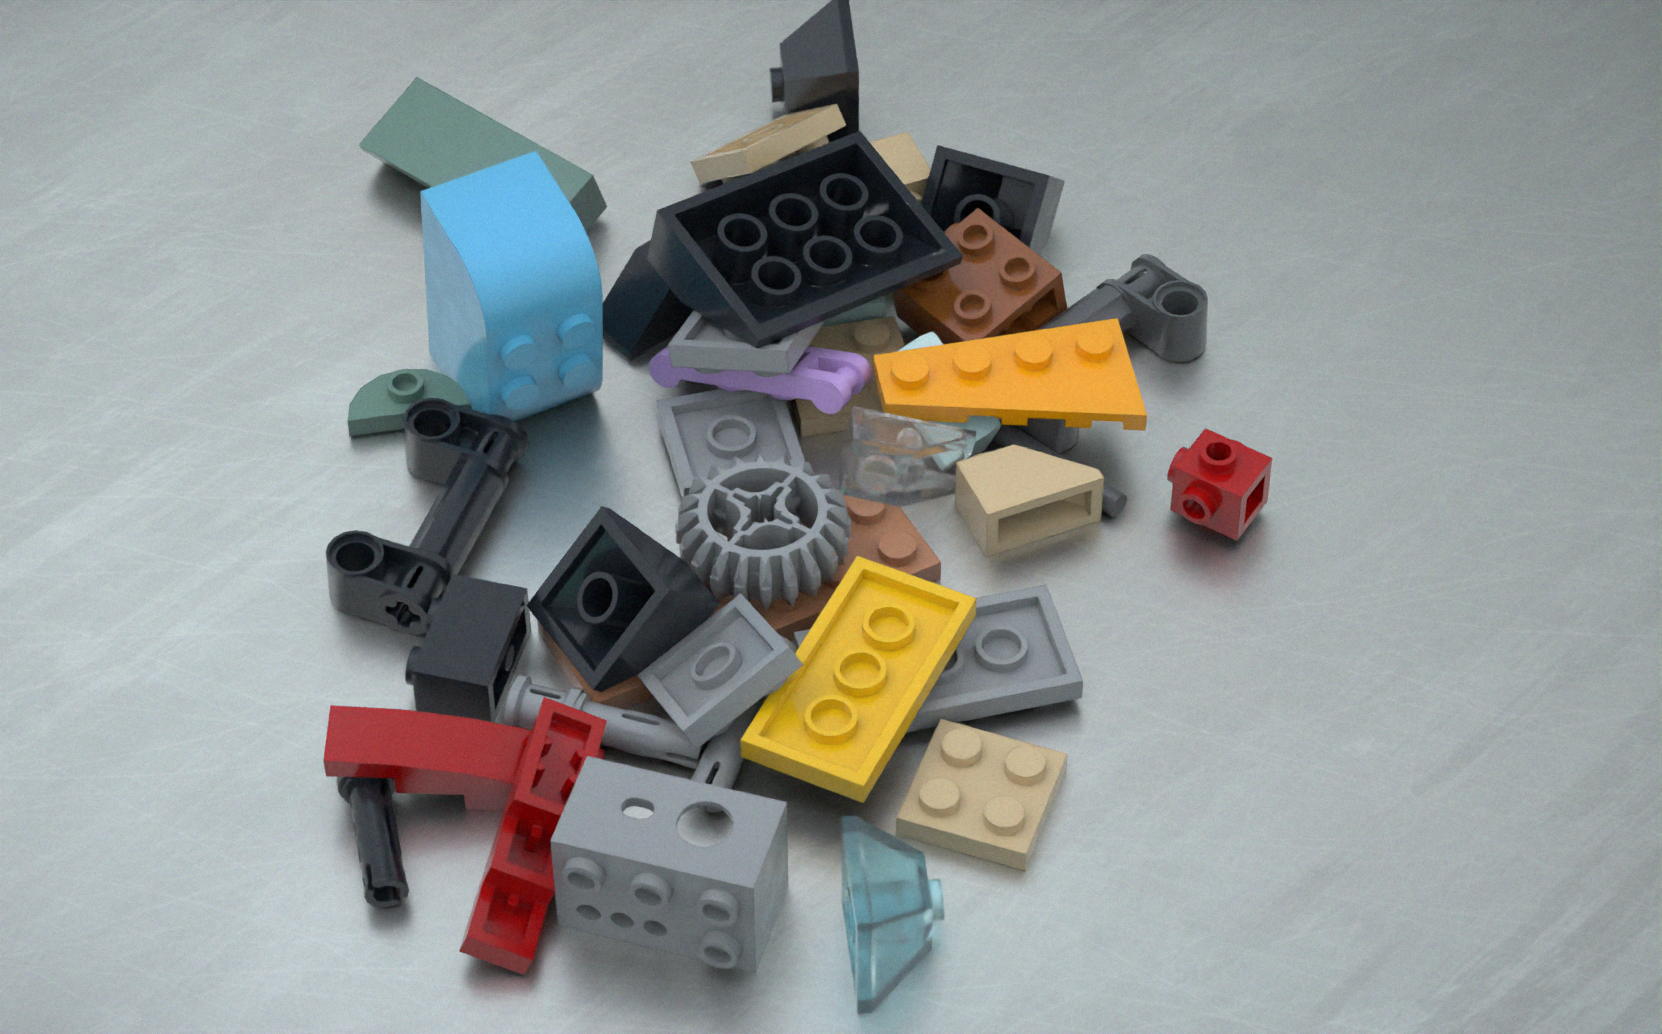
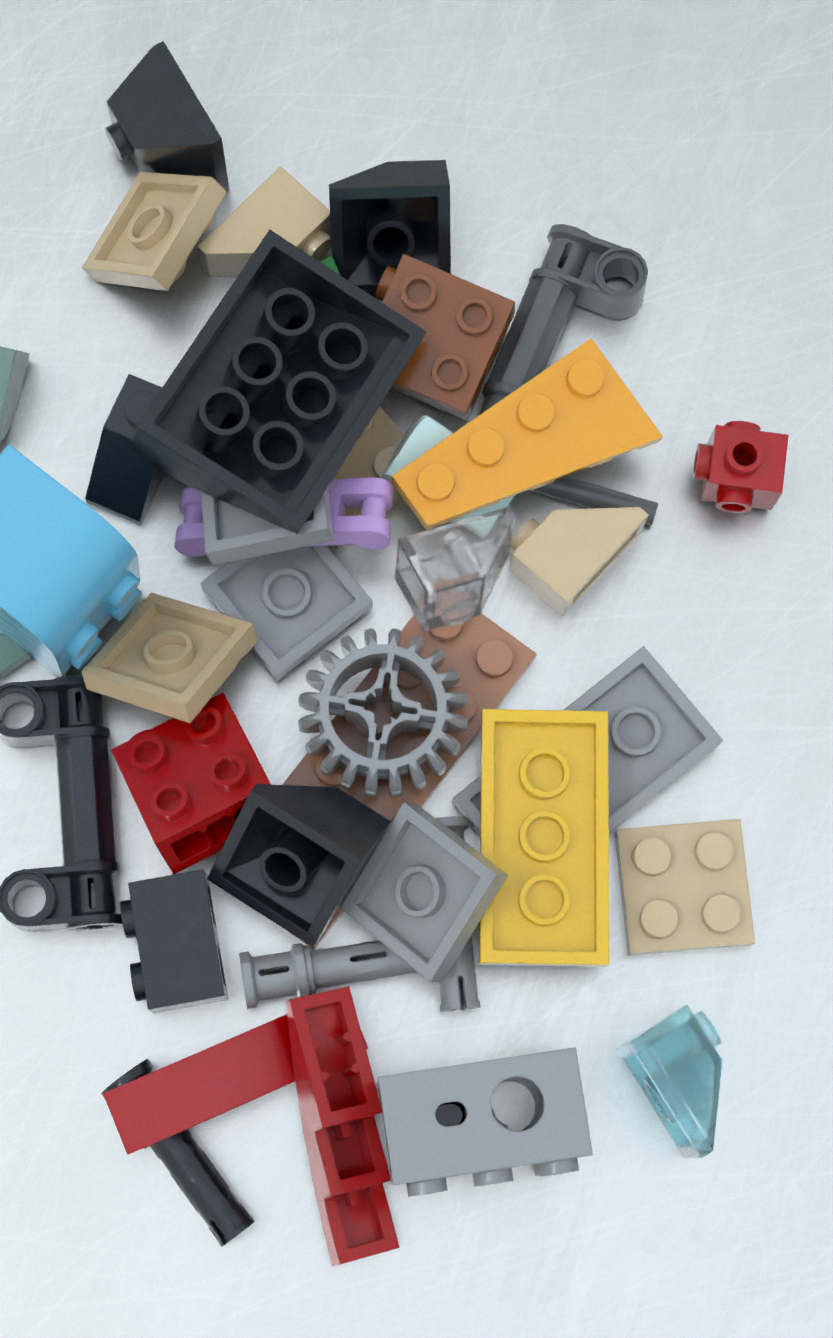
camera: 30 degrees left, 30 degrees up
(544, 515) = (191, 781): none -> red brick
(594, 433) = (170, 657): none -> tan hinge

